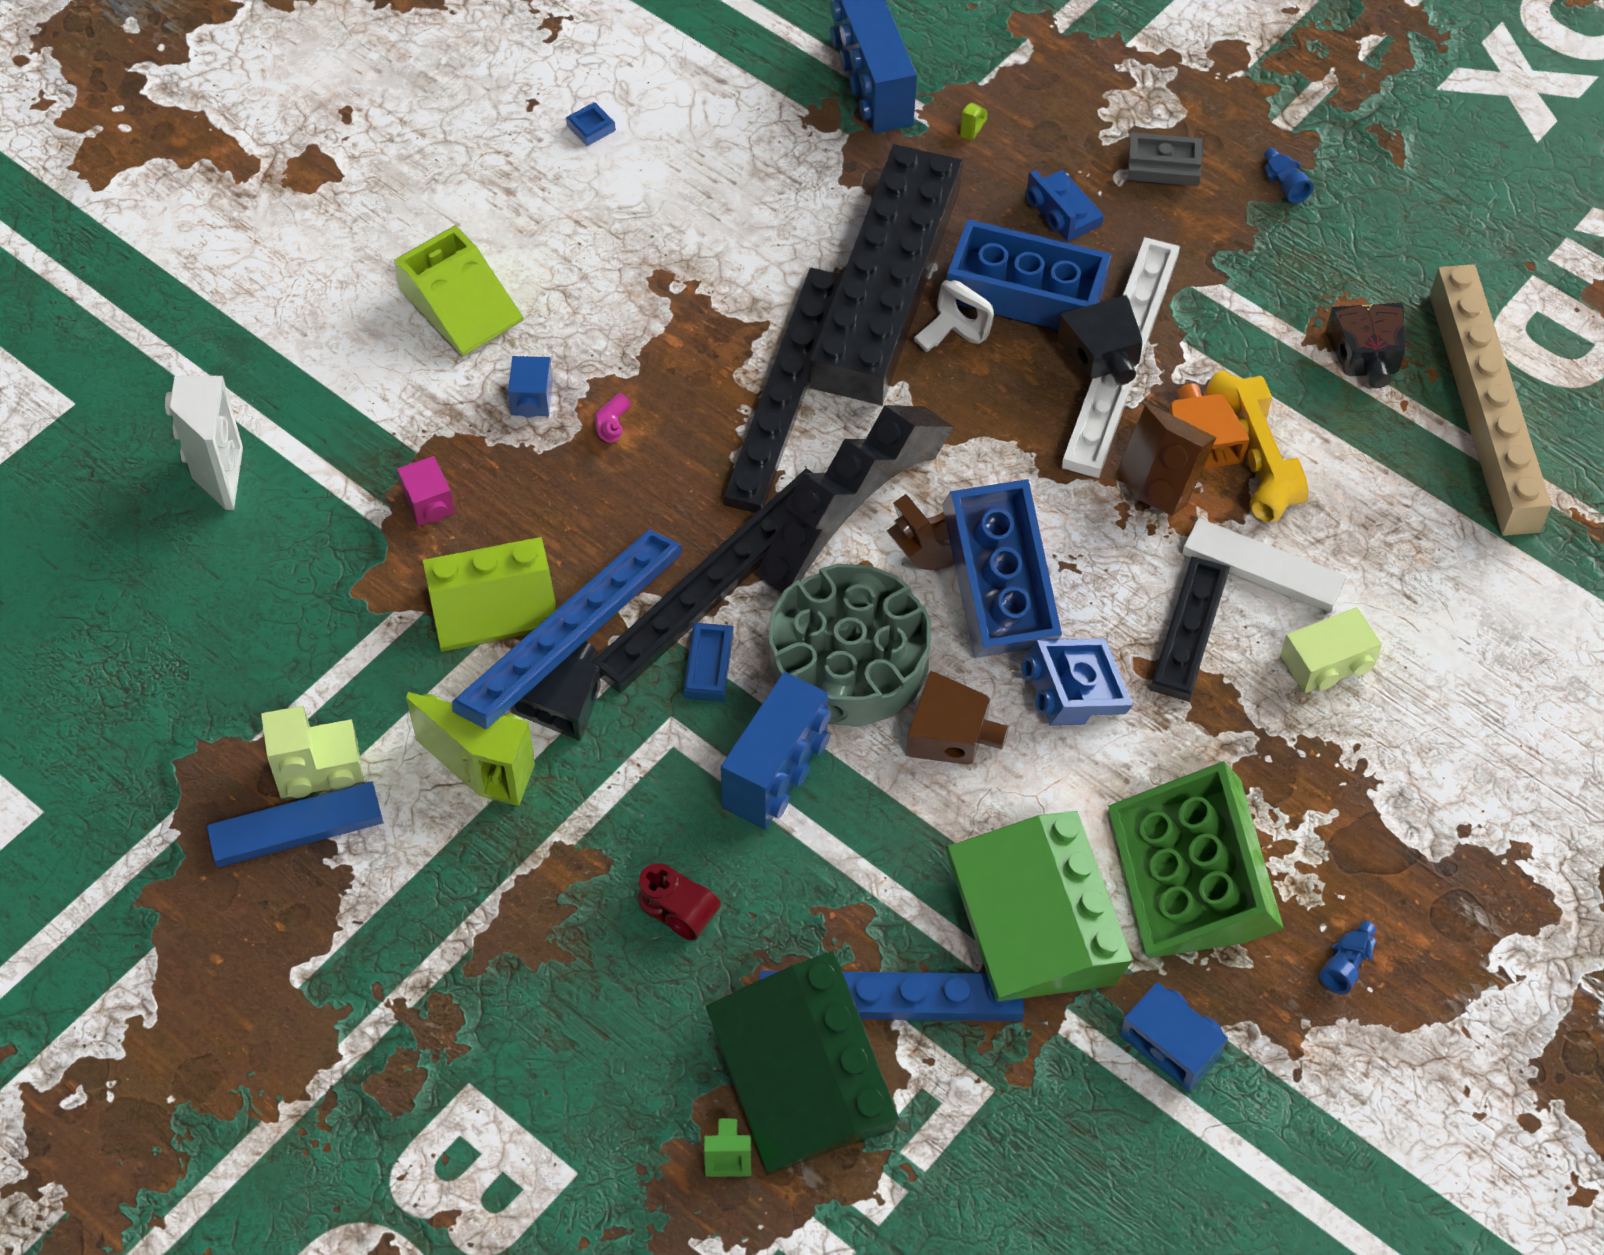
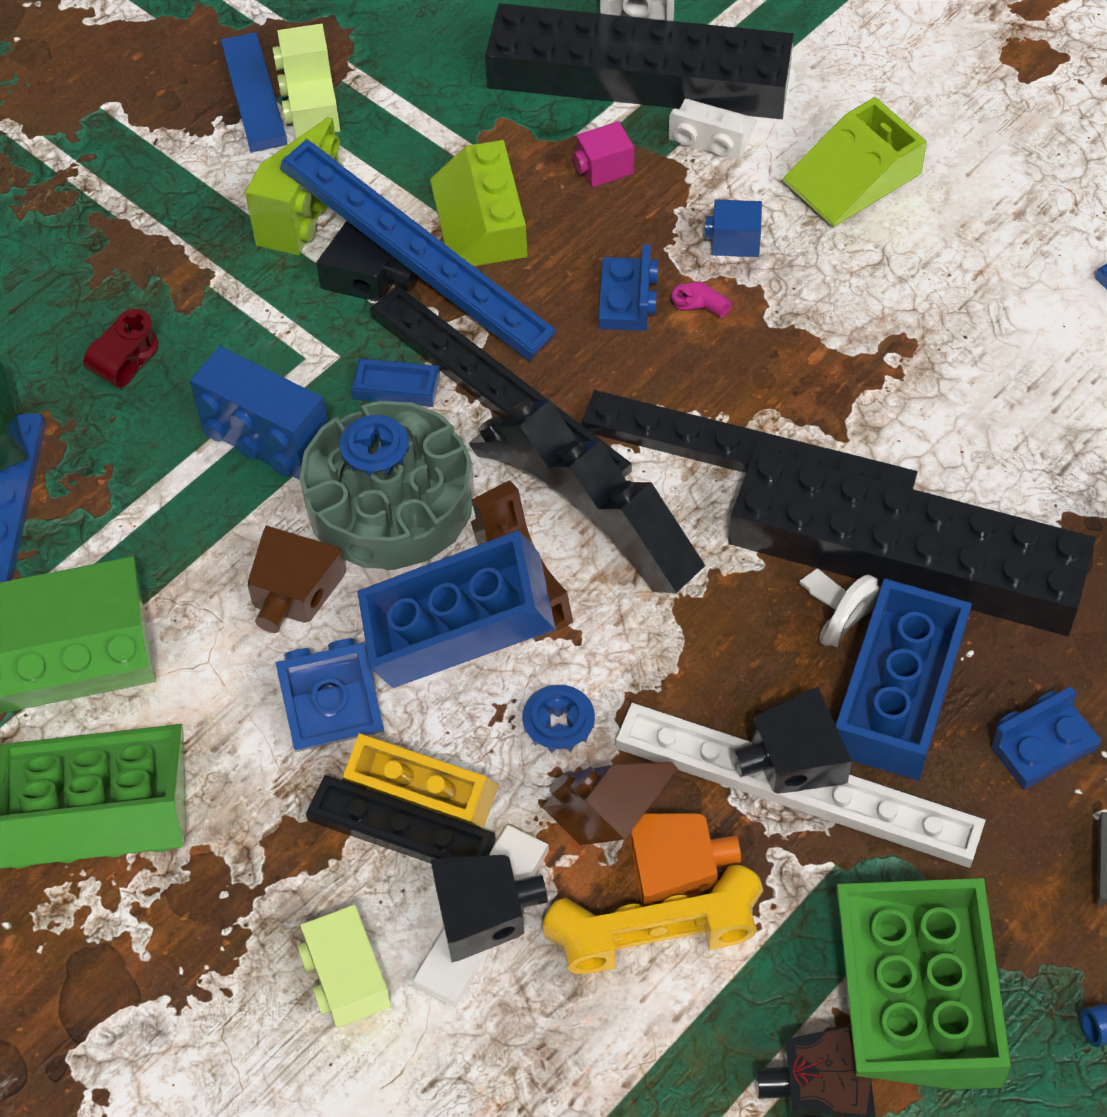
camera: 95 degrees right, 0 degrees up
(298, 466) = (638, 60): none -> black brick
(390, 410) = (711, 128): none -> white bracket
(600, 472) = (626, 292): none -> blue bracket
(814, 628) = (360, 436): none -> blue gear
(1071, 503) = (557, 701): none -> blue gear
(1160, 599) = (421, 780): none -> yellow brick
(1270, 549) = (482, 902): none -> black torso
(1291, 267) = (923, 983): none -> bright green slope

